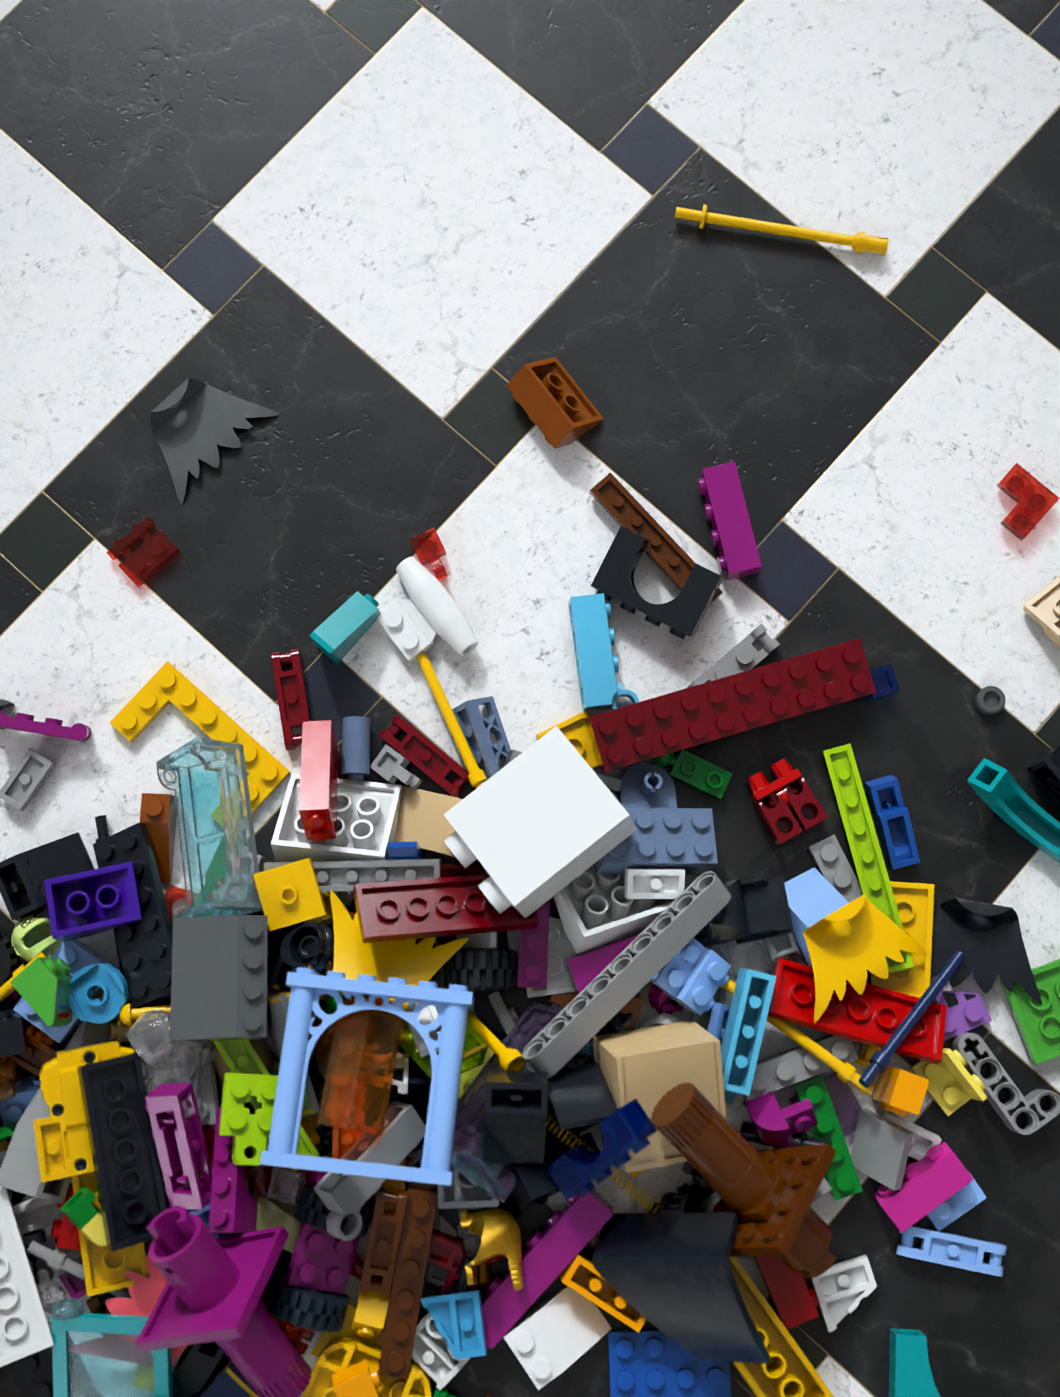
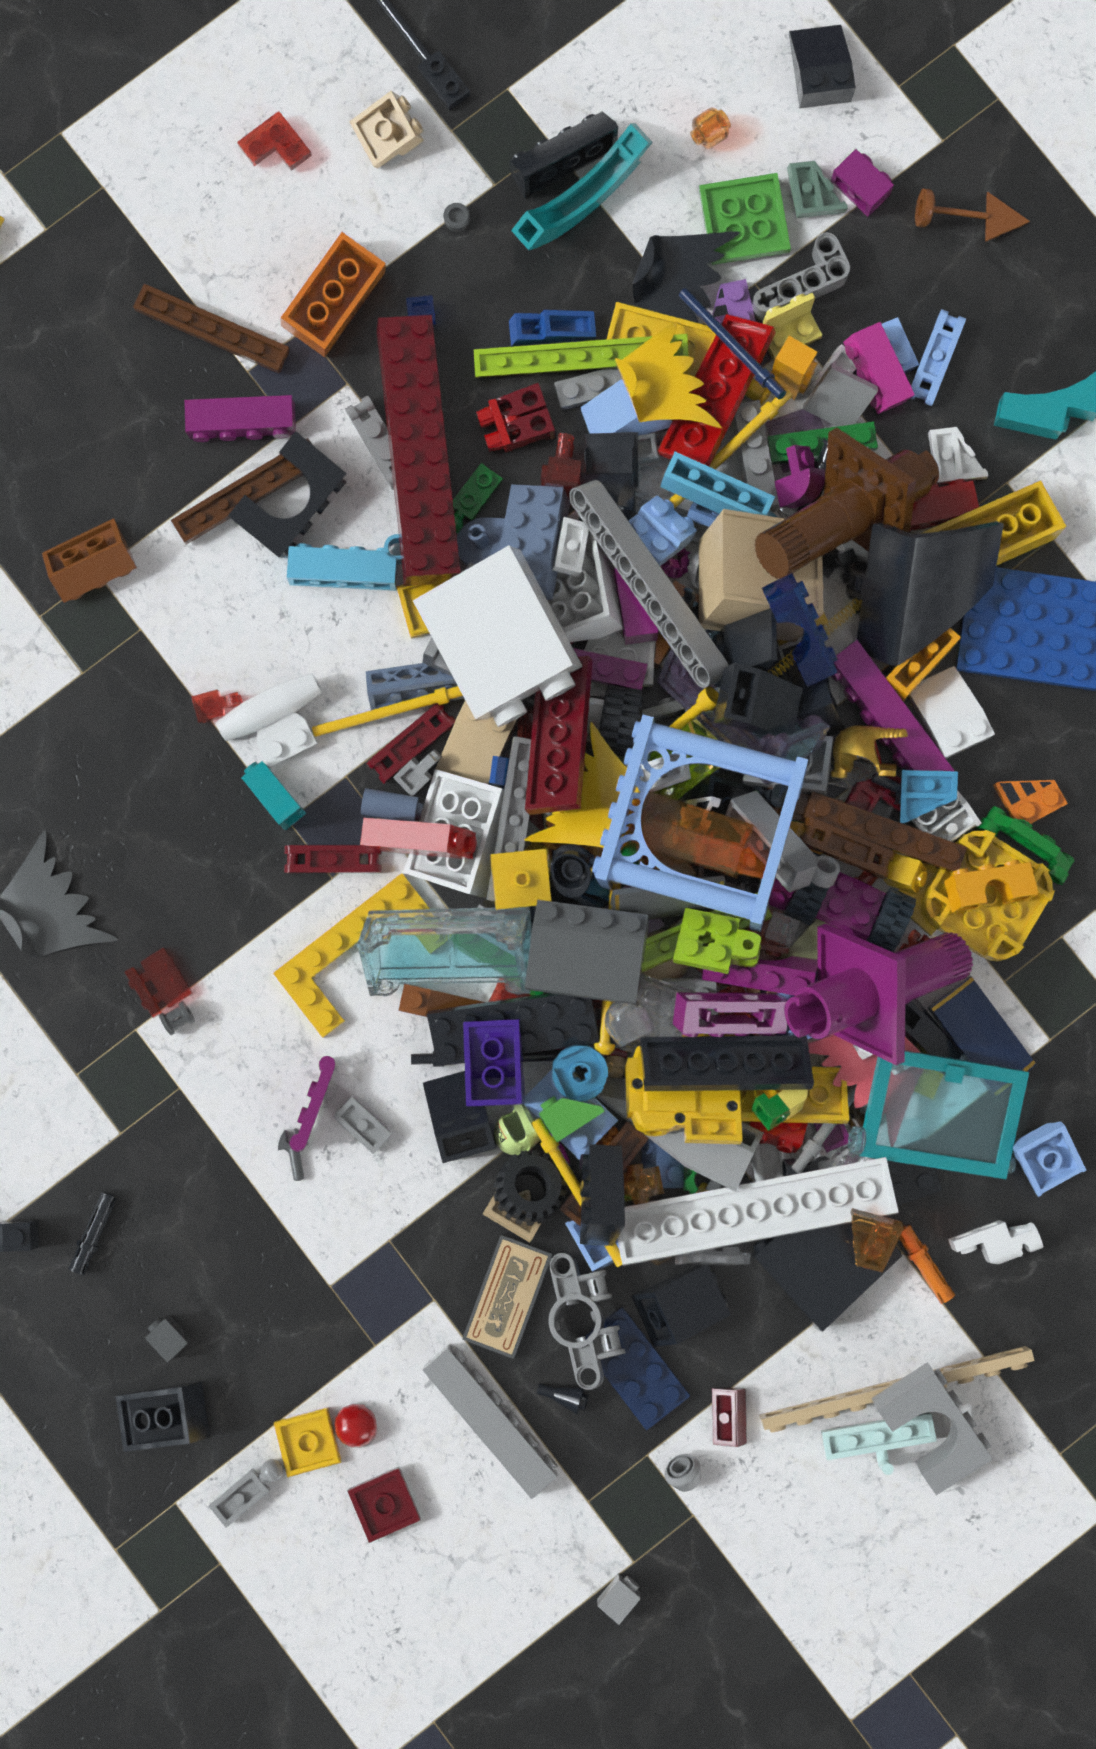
camera: 80 degrees left, 5 degrees up
(108, 575) = (183, 1011): none -> dark grey bush
(736, 859) = (561, 469): none -> clear red brick
(816, 476) = (211, 328): none -> reddish brown plate
(878, 589) = (333, 294): none -> orange brick

